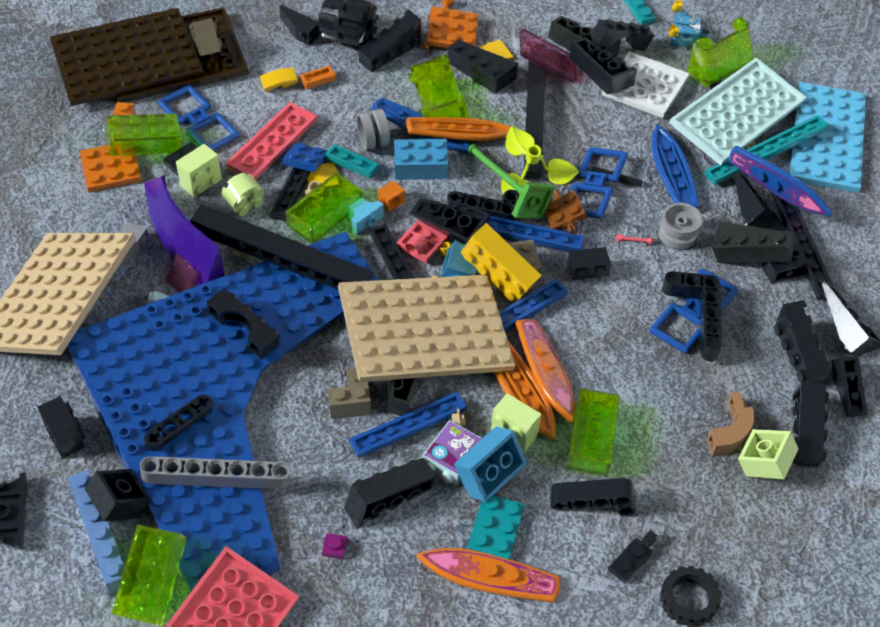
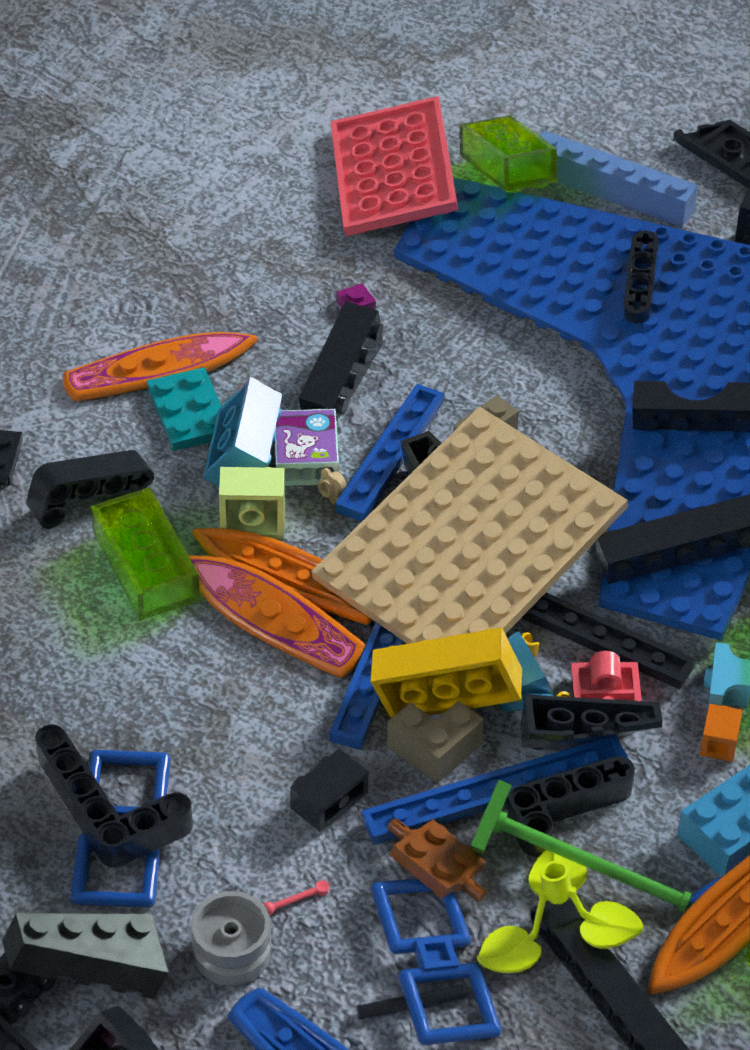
camera: 145 degrees right, 5 degrees down
(117, 494) = (622, 186): black brick -> none
(205, 468) = (542, 256): light grey beam -> none

